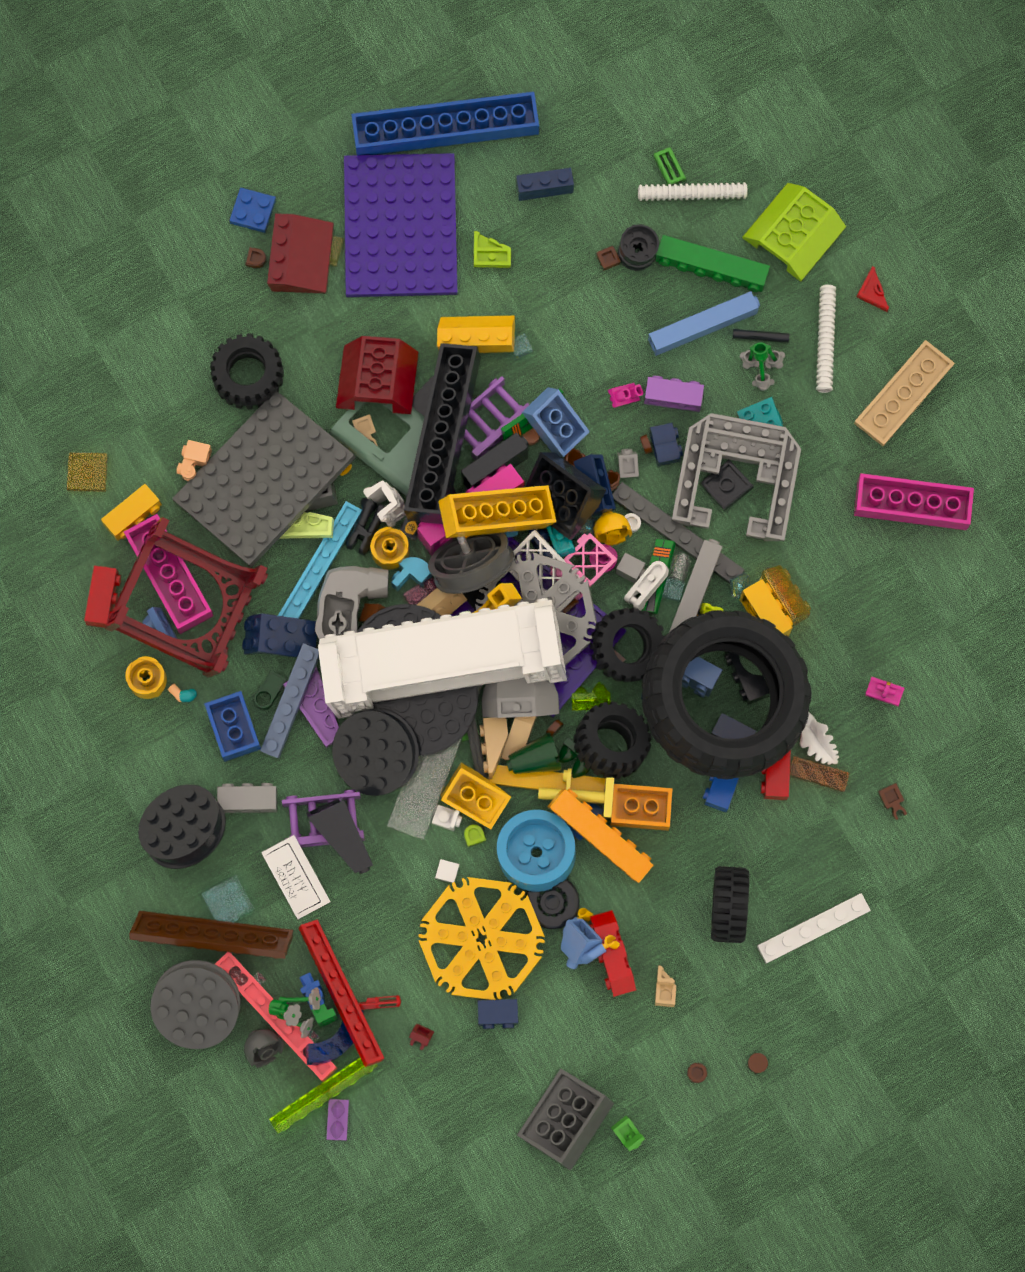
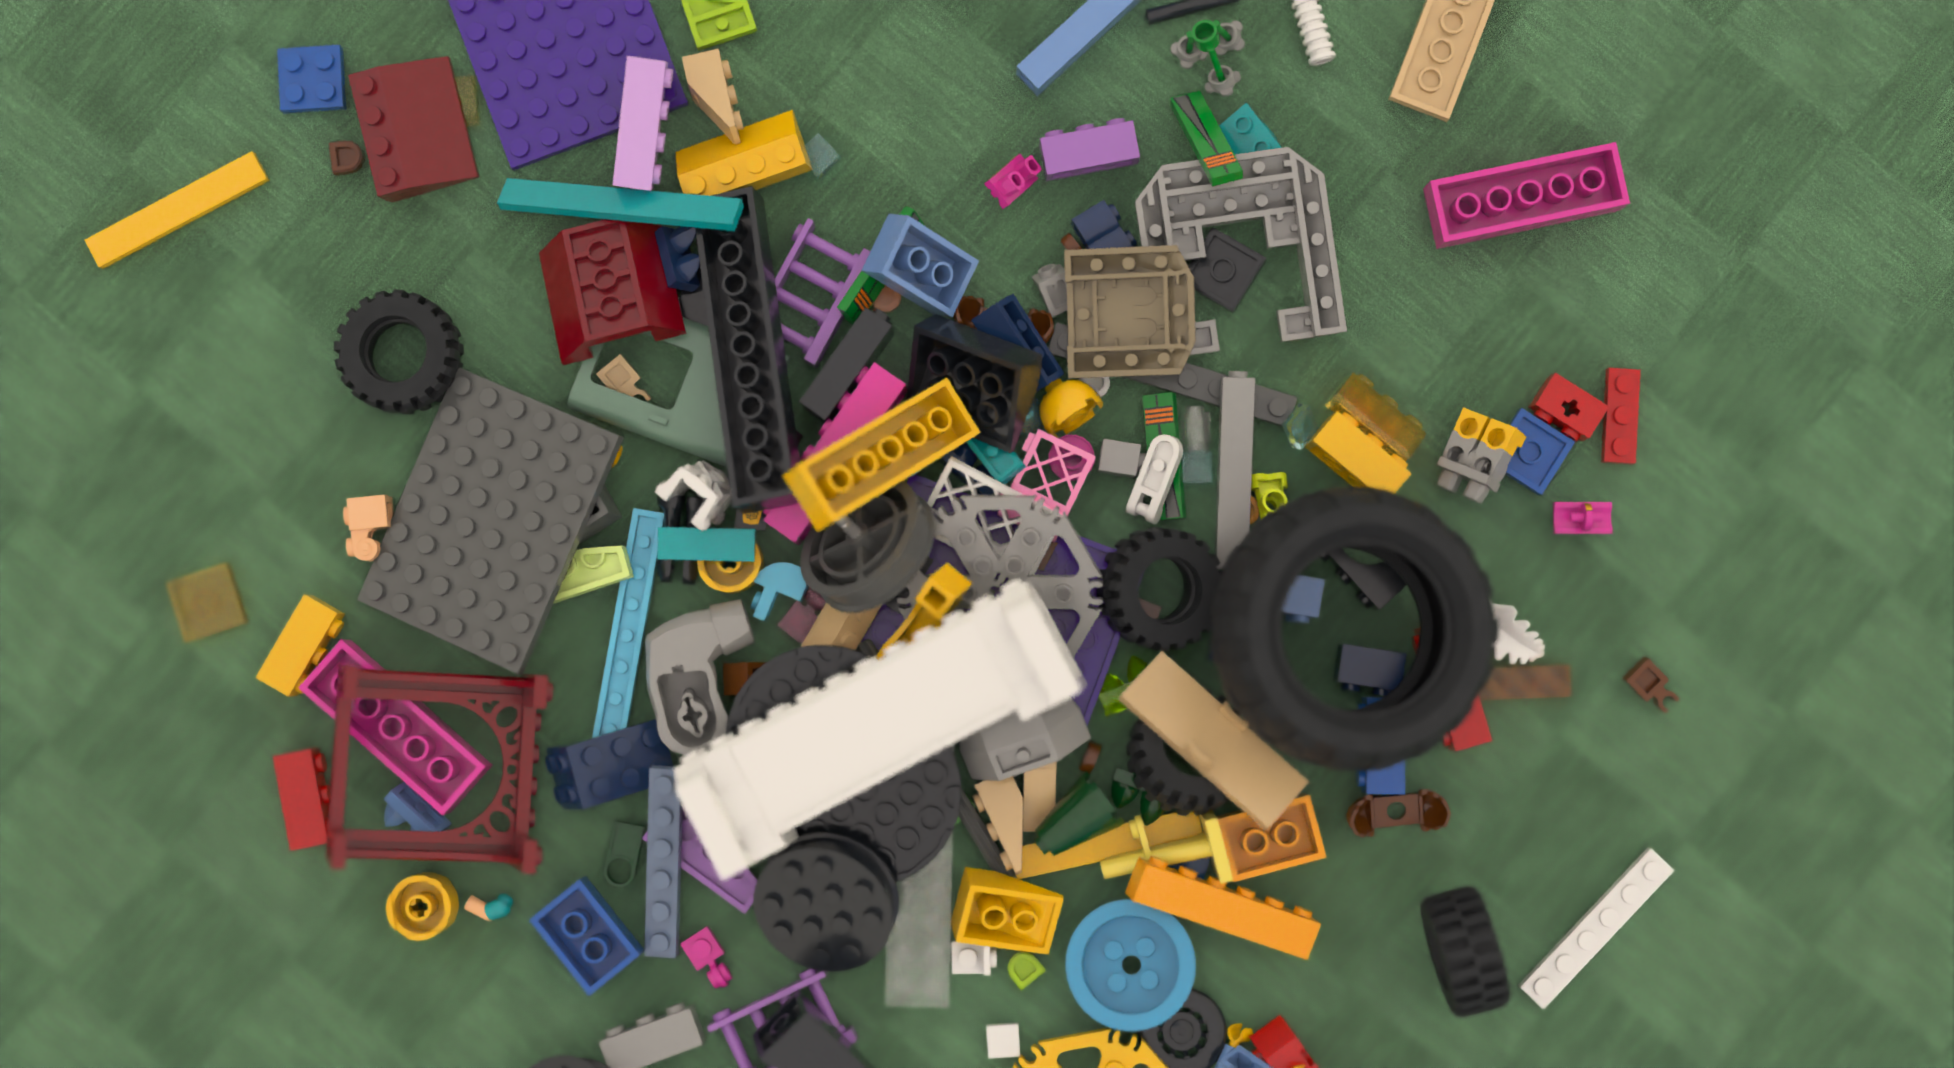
camera: 20 degrees left, 10 degrees up
(151, 254) = (176, 210): none -> yellow tile
(295, 760) = (702, 950): none -> dark pink plate
(380, 531) = (707, 545): none -> teal tile
(400, 332) = (621, 204): none -> teal tile
(421, 373) = (676, 256): none -> dark blue tile
(426, 295) = (640, 123): none -> lavender brick
(473, 290) = (709, 89): none -> tan slope
(627, 734) = (1213, 740): none -> tan piece
(663, 486) = (1129, 311): none -> dark tan wedge
(736, 823) = (1421, 808): none -> reddish brown piece
(741, 407) = (1206, 138): none -> green tile
(836, 634) = (1479, 454): none -> light grey hips
(868, 645) = (1540, 454): none -> blue plate
(896, 618) = (1585, 408): none -> red brick
(927, 644) = (1621, 418): none -> red plate

